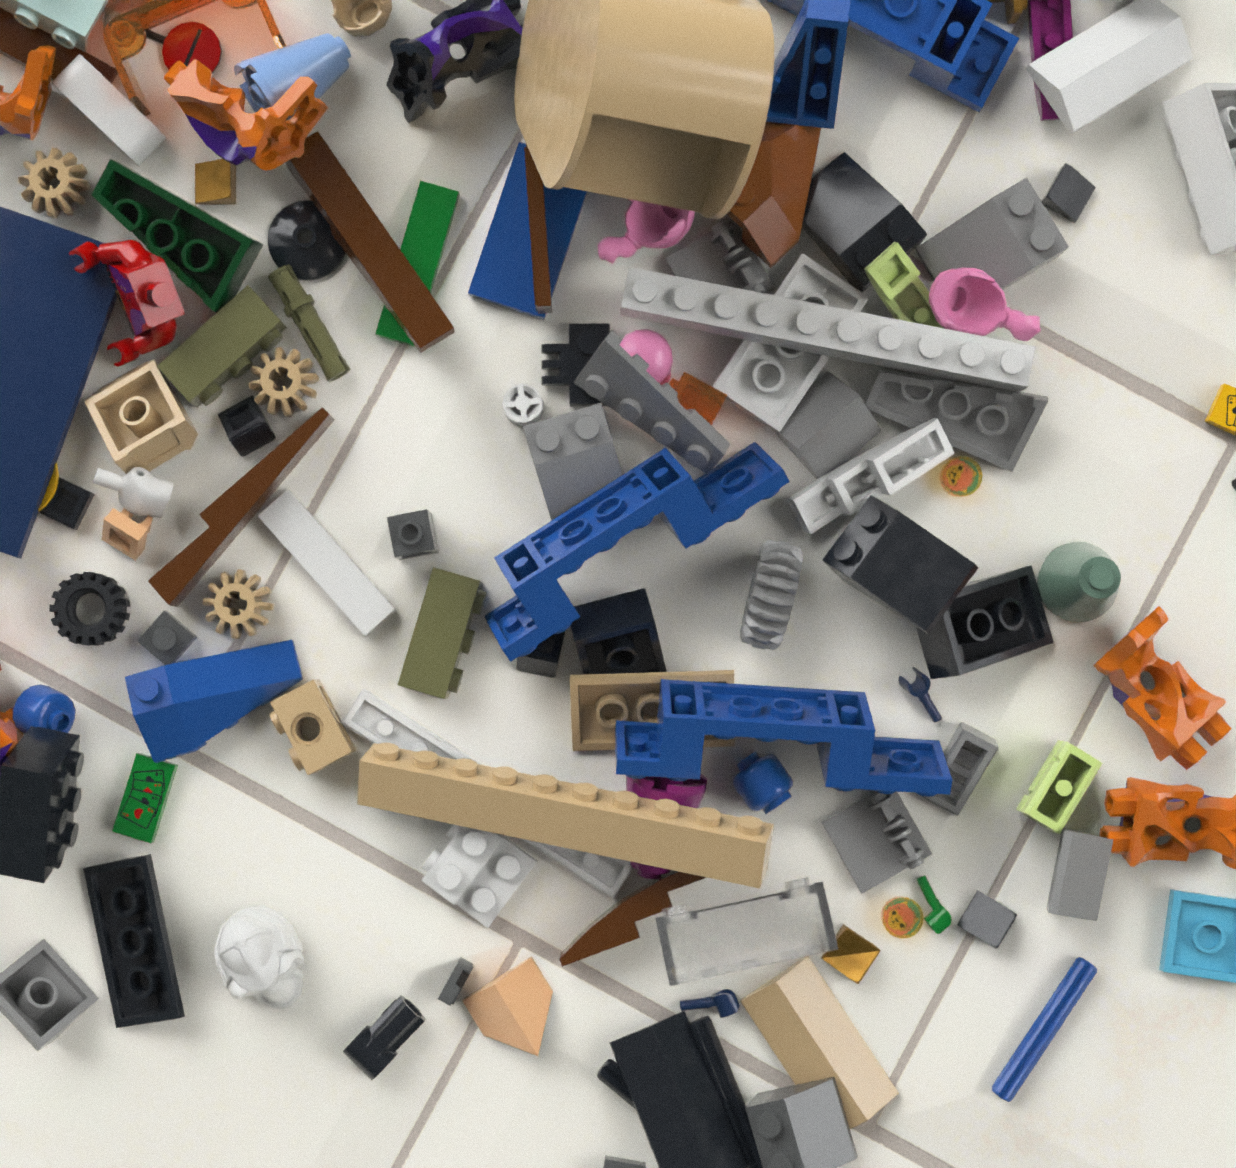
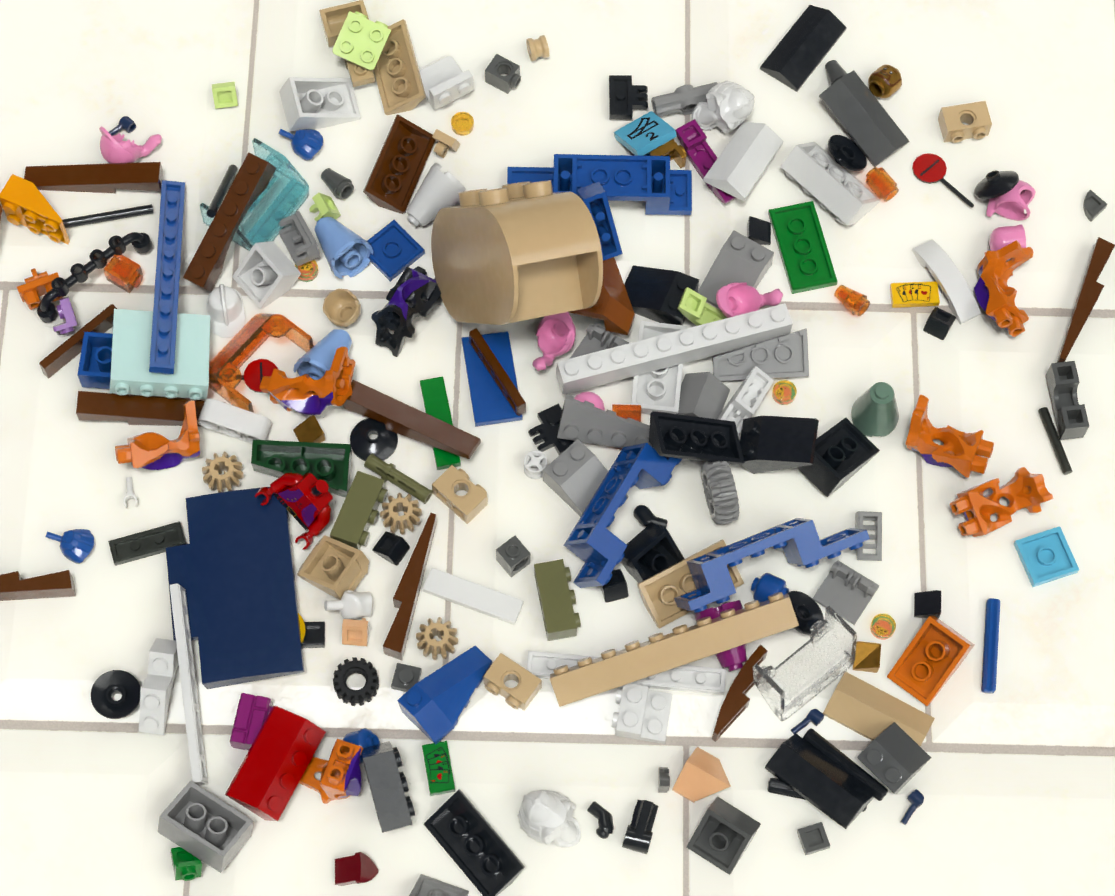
camera: 30 degrees left, 20 degrees down
(340, 998) = (604, 818): none -> black arm
(370, 377) = (464, 506): none -> tan brick
(497, 1110) = (723, 835): none -> dark grey slope
(644, 575) = (646, 517): none -> black arm
(771, 502) = (695, 438): none -> black slope
(803, 840) = (806, 611): none -> black dish
(919, 689) = (824, 505): dark blue hand -> none
(939, 918) = (903, 614): green hand -> none
(943, 1008) = (930, 660): none -> orange slope
(1059, 786) = (924, 515): yellowish green brick -> none
(1079, 875) = (959, 552): light grey slope -> none
(1122, 252) = (802, 247): none -> green tile
(1149, 381) = (854, 301): none -> clear orange cone

